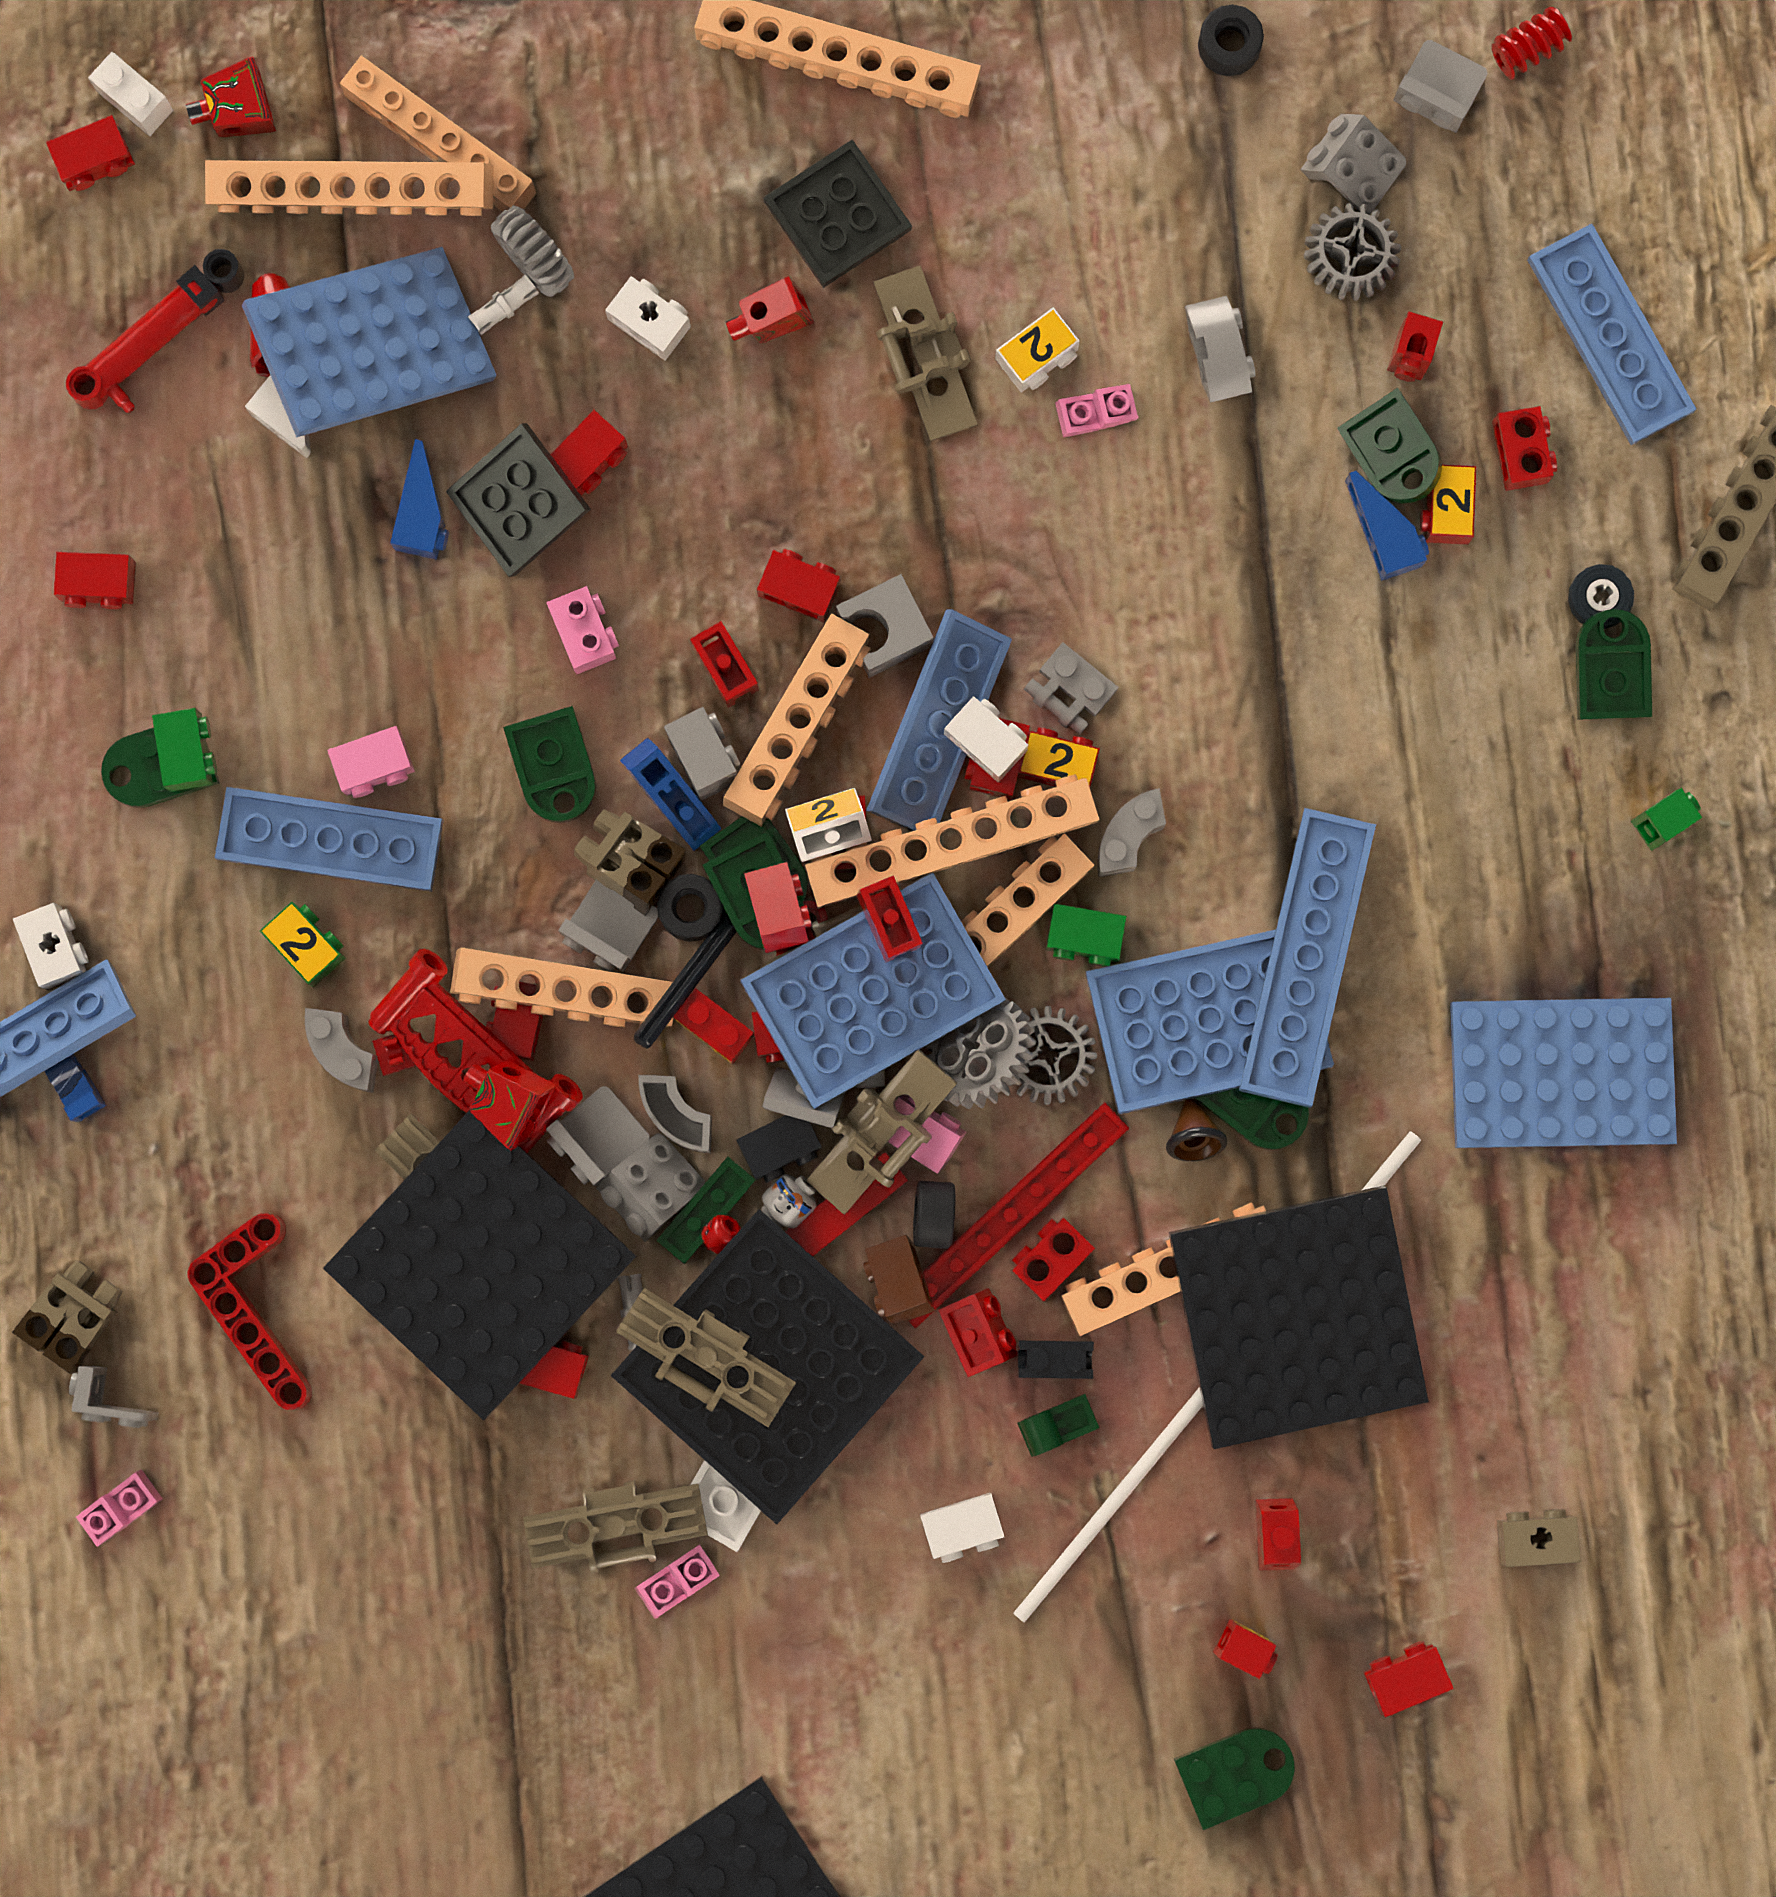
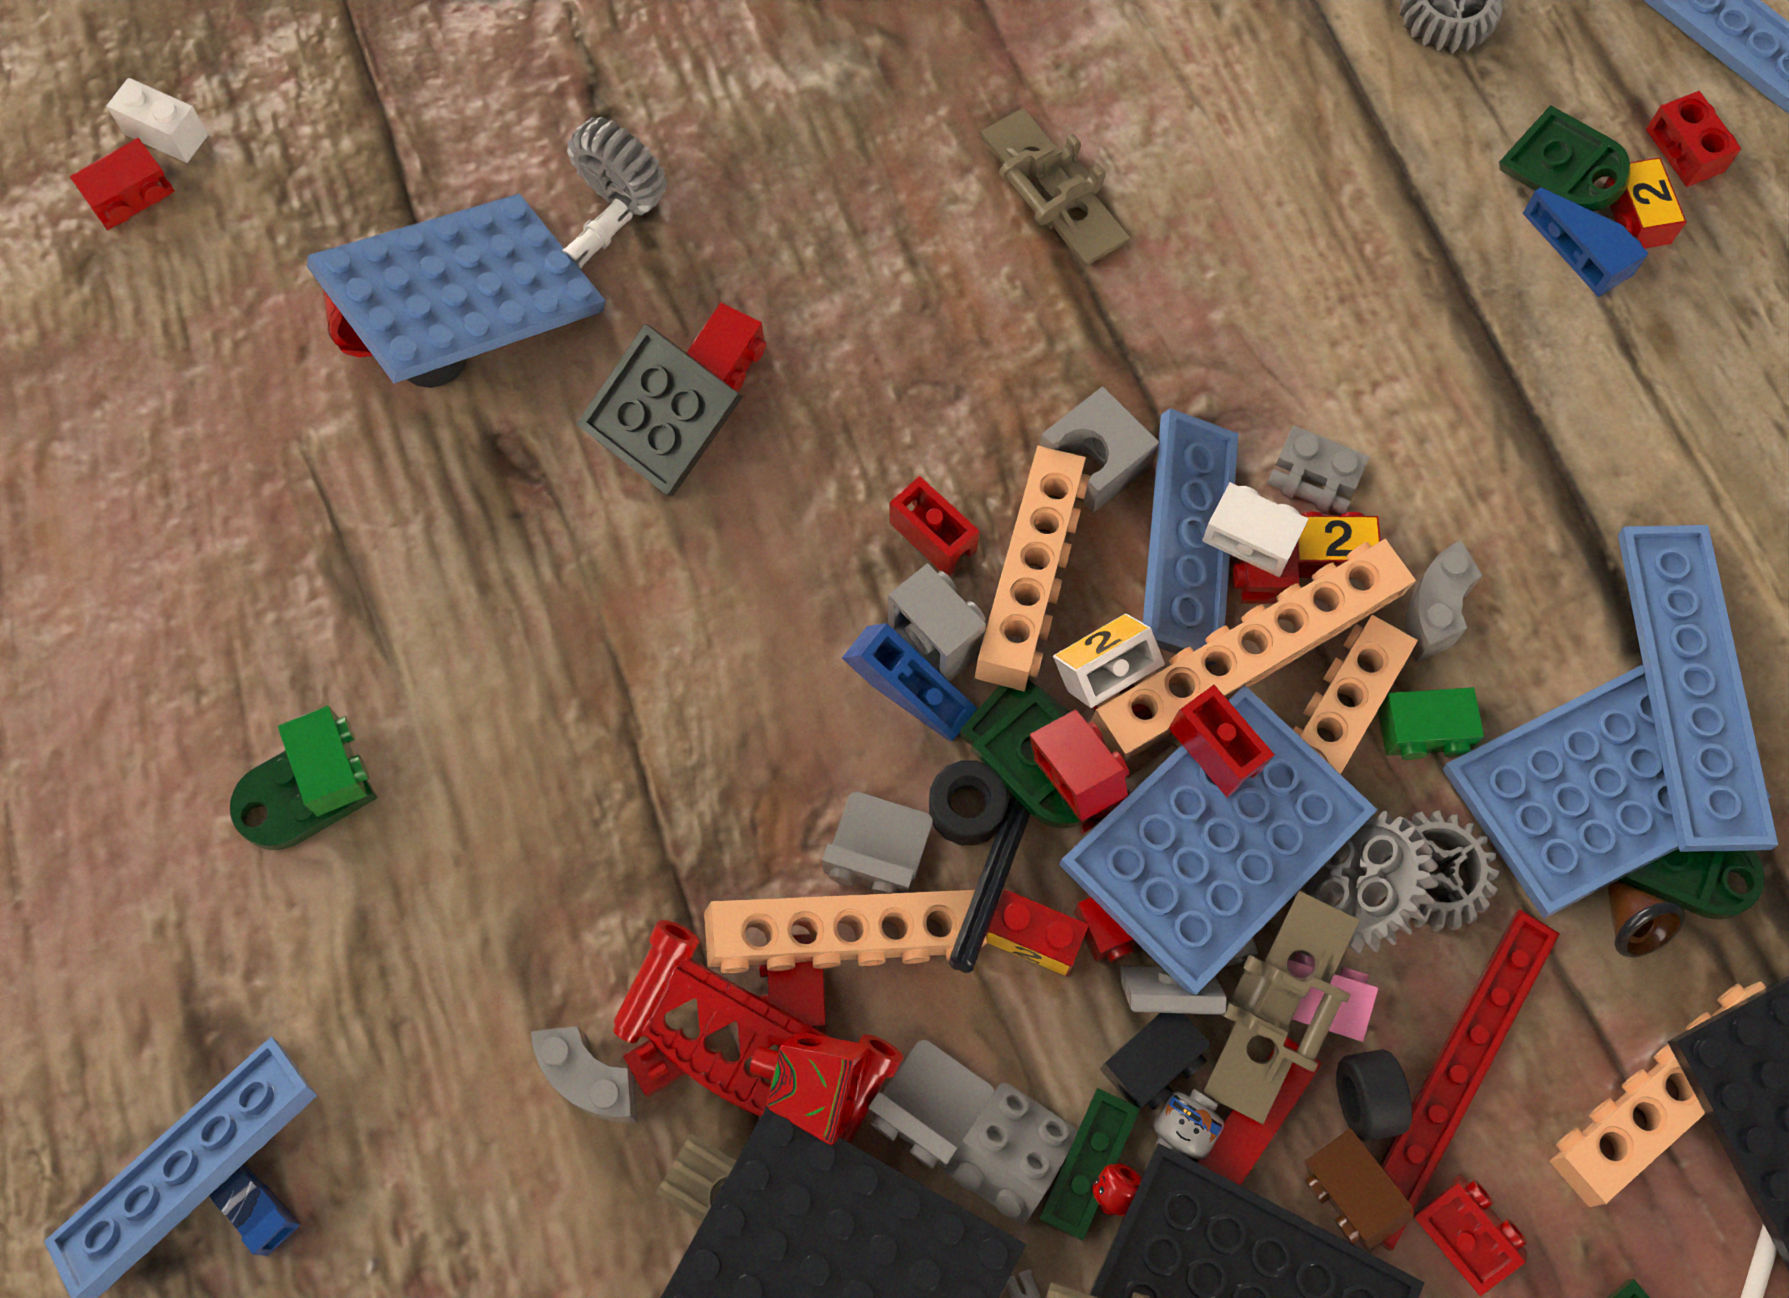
camera: 15 degrees left, 15 degrees down
(36, 933) = (177, 1025): white brick -> none
(94, 579) = (189, 602): red brick -> none
(193, 296) = (260, 291): red piece -> none
(225, 178) = (274, 167): light nougat brick -> none
(234, 101) = (270, 107): red torso -> none
(270, 412) = (368, 387): white slope -> none
(303, 943) = (513, 956): brick -> none
(329, 839) = (519, 827): medium blue plate -> none
(371, 762) = (553, 725): bright pink brick -> none
(419, 518) = (552, 457): blue slope -> none
(431, 130) = (485, 90): light nougat brick -> none
(552, 762) = (762, 680): dark green plate -> none
(582, 630) = (763, 530): bright pink brick -> none
(630, 859) = (883, 762): dark tan hips -> none
(658, 335) = (755, 211): white brick -> none
(672, 1115) = (1018, 1052): light grey brick -> none
(784, 311) = (886, 173): red torso -> none
(799, 585) = (990, 431): red brick -> none
(837, 213) = (924, 79): pearl dark grey plate -> none
(1037, 351) = (1170, 155): brick -> none
(1055, 1359) = (1582, 1243): black brick -> none
(1058, 1265) = (1540, 1123): red brick -> none
(1096, 411) = (1249, 201): bright pink slope -> none
(1219, 348) = (1355, 113): light grey brick -> none
(1414, 347) = (1546, 72): red brick -> none

